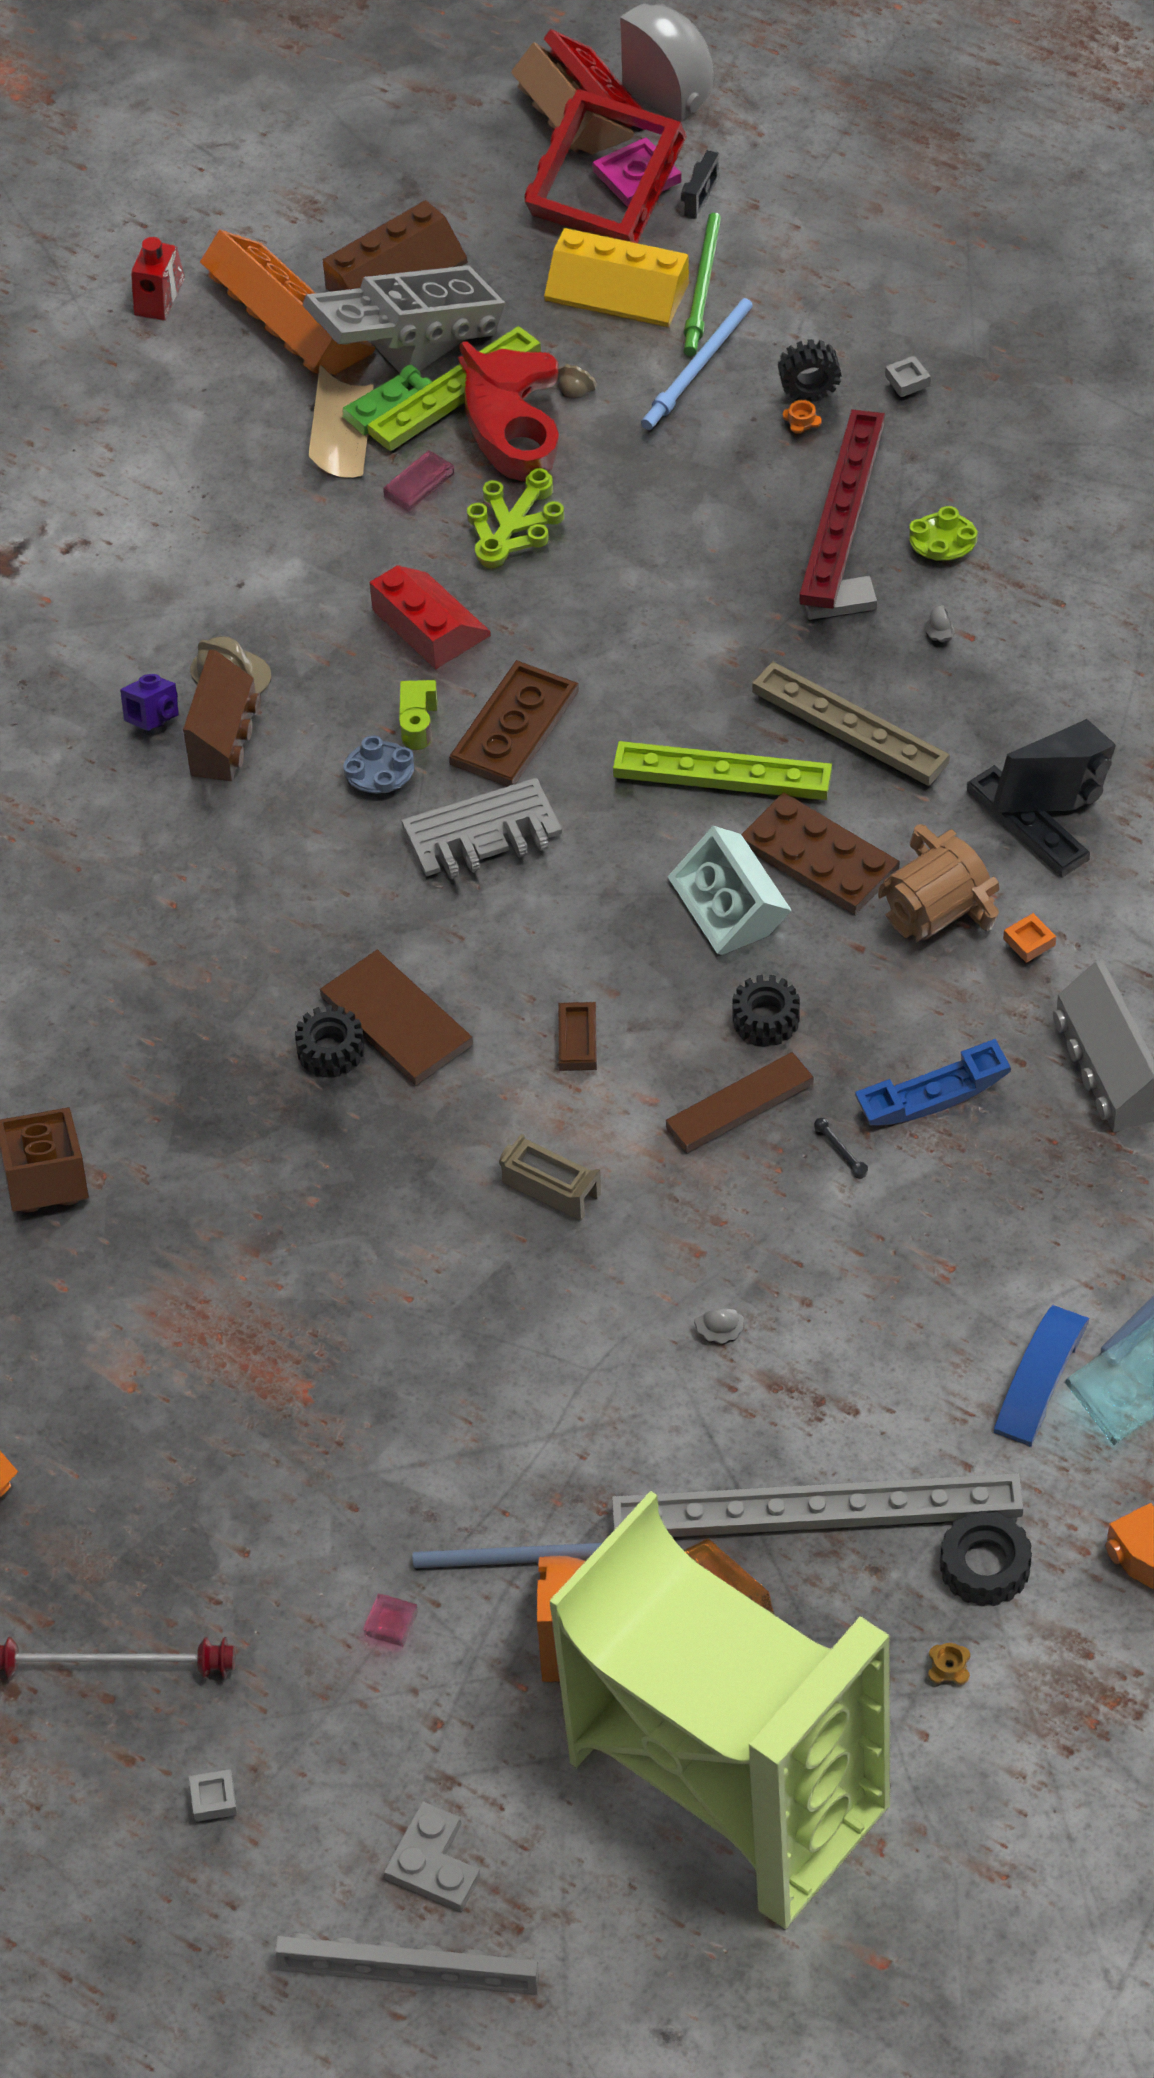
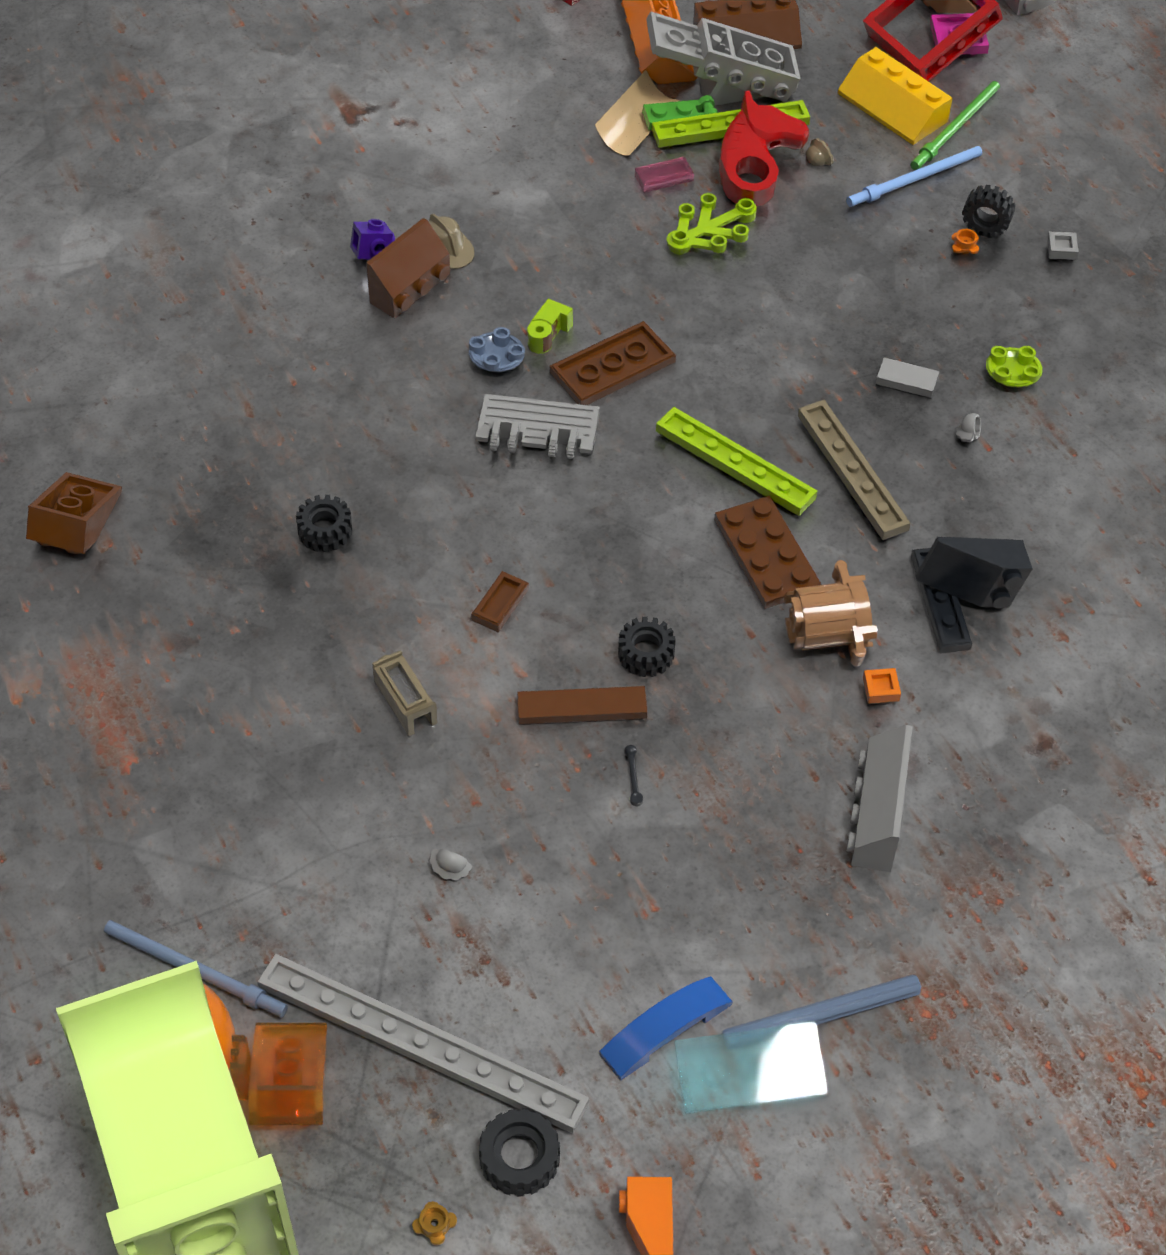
camera: 25 degrees right, 0 degrees up
(390, 1620) = (56, 962): clear pink plate -> none
(397, 1017) = (384, 528): reddish brown tile -> none
(425, 615) = (603, 263): red slope -> none
(701, 184) = (999, 58): black plate -> none
(728, 891) = (679, 547): light aqua slope -> none
(842, 509) = (948, 316): dark red plate -> none
(936, 1090) = (731, 766): blue slope -> none

